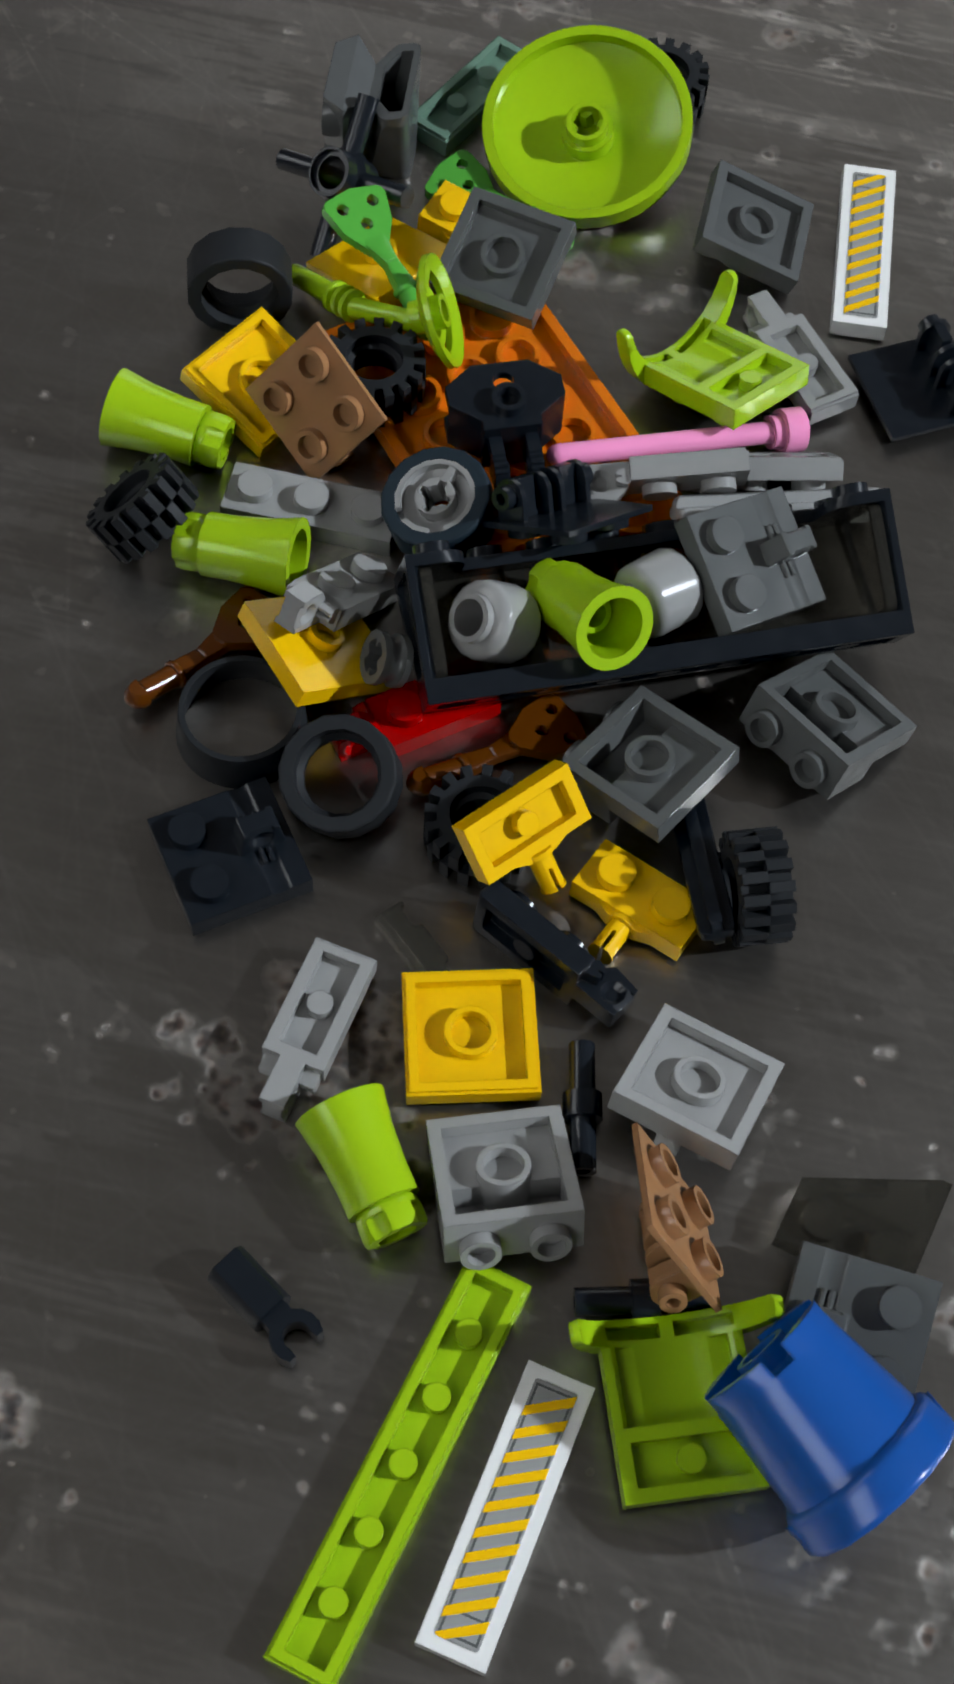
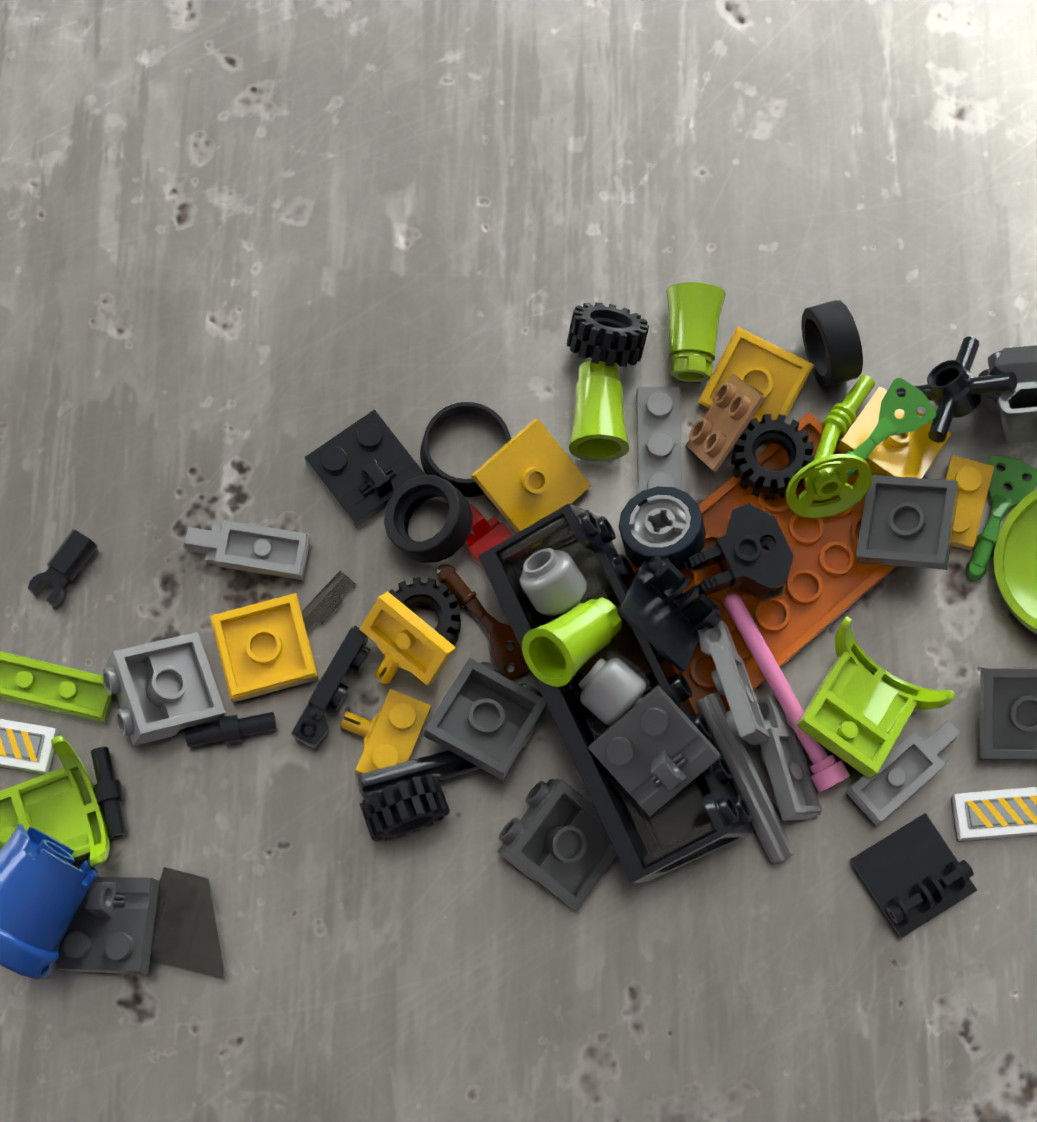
camera: 80 degrees right, 10 degrees up
(226, 636) = (495, 397): reddish brown piece -> none
(338, 594) = (571, 478): light grey hinge -> none
(365, 1164) = (157, 602): lime plant -> none
(386, 659) = (520, 520): dark grey bush -> none
(674, 1230) = (144, 791): medium nougat hinge -> none
(695, 1087) = (253, 796): light grey hinge -> none

